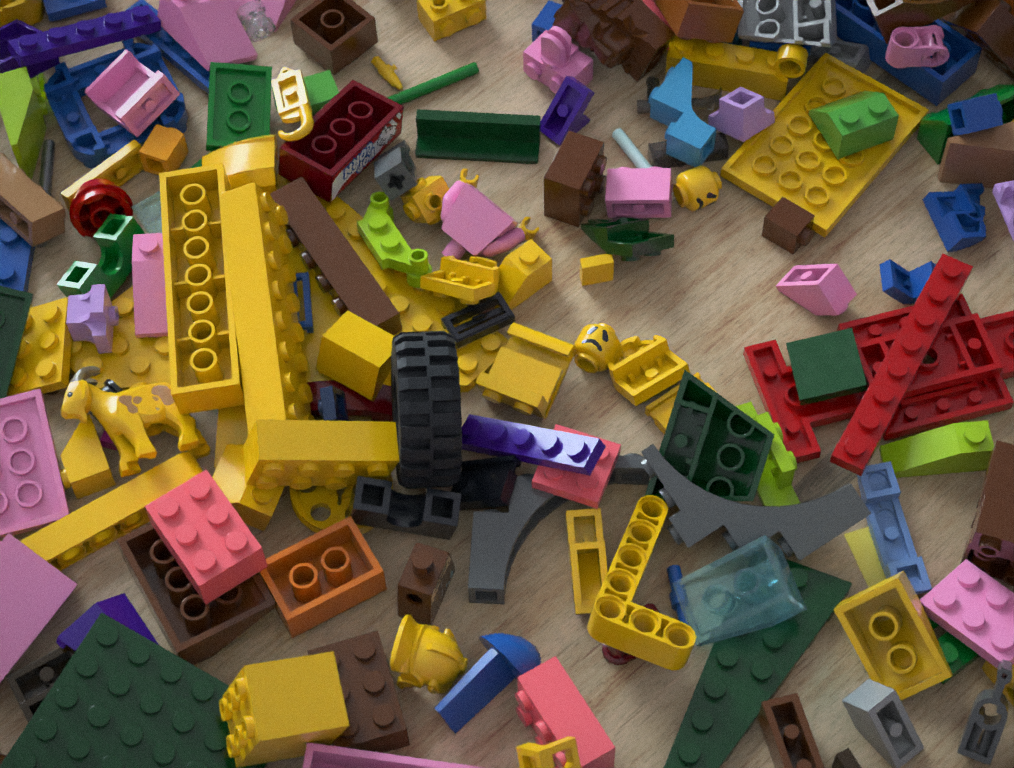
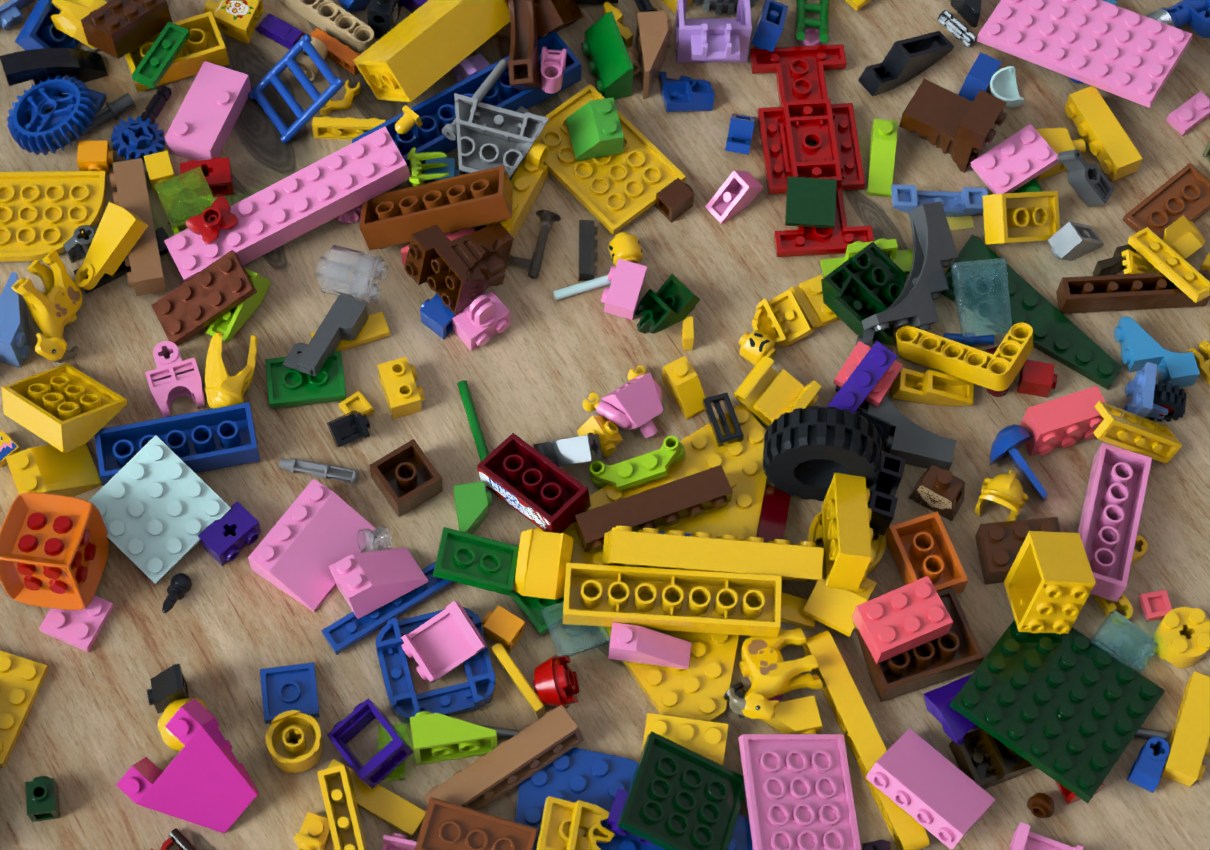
camera: 85 degrees left, 5 degrees up
(83, 35) = (375, 672): dark purple plate -> none
(93, 318) = (674, 692): lavender brick -> none
(115, 264) = (615, 683): green arch -> none
(293, 103) = (497, 510): yellow plate -> none
(332, 404) = (793, 527): dark blue plate -> none
(356, 354) = (751, 498): yellow slope -> none
(387, 72) = (450, 449): yellow helmet -> none
(463, 279) = (689, 418): yellow slope -> none
(478, 136) = (539, 394): dark green panel -> none
(567, 110) = (533, 323): dark purple slope -> none
(574, 179) = (608, 327): reddish brown brick -> none
(635, 691) = (1037, 378): none -> red brick
(671, 104) = (555, 243): dark azure arch -> none
(741, 114) = (575, 203): lavender brick -> none
(900, 365) = (819, 155): red plate -> none
(975, 114) = (635, 46): blue brick -> none

